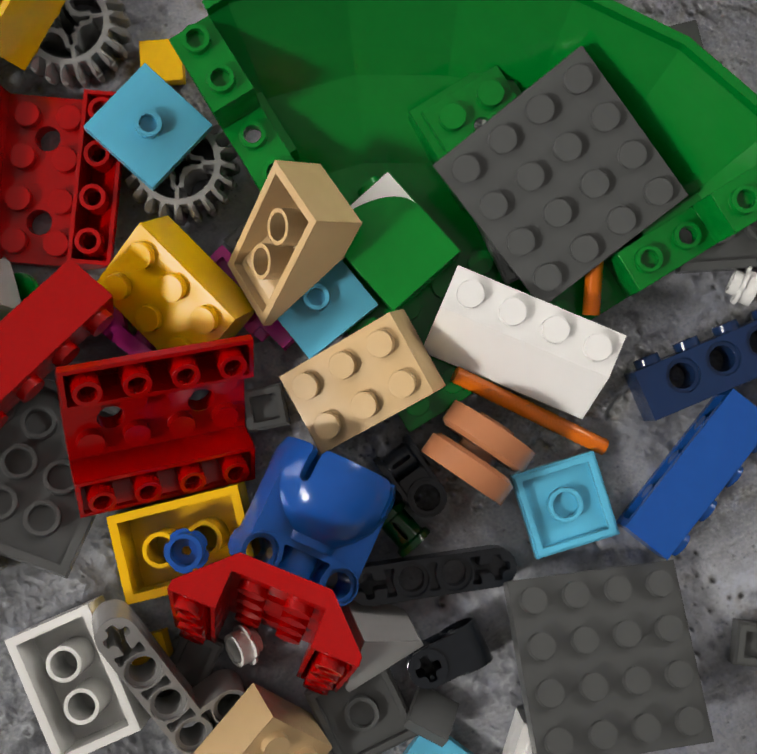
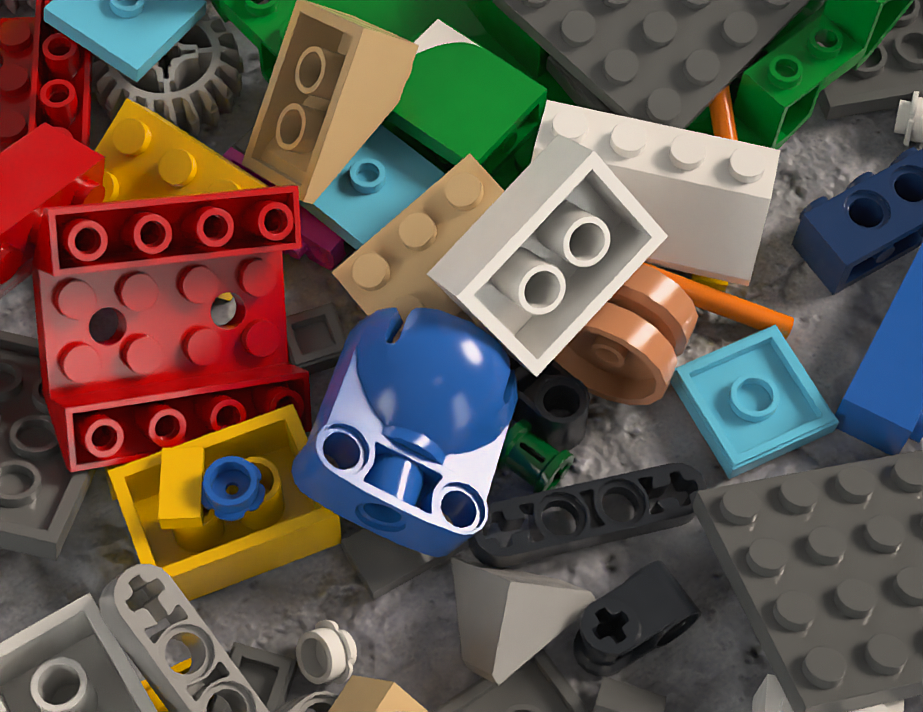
camera: 15 degrees left, 25 degrees down
(152, 540) = (181, 488): none -> yellow piece
(271, 598) = (311, 519): red slope -> none
(427, 423) = (548, 253): none -> white brick

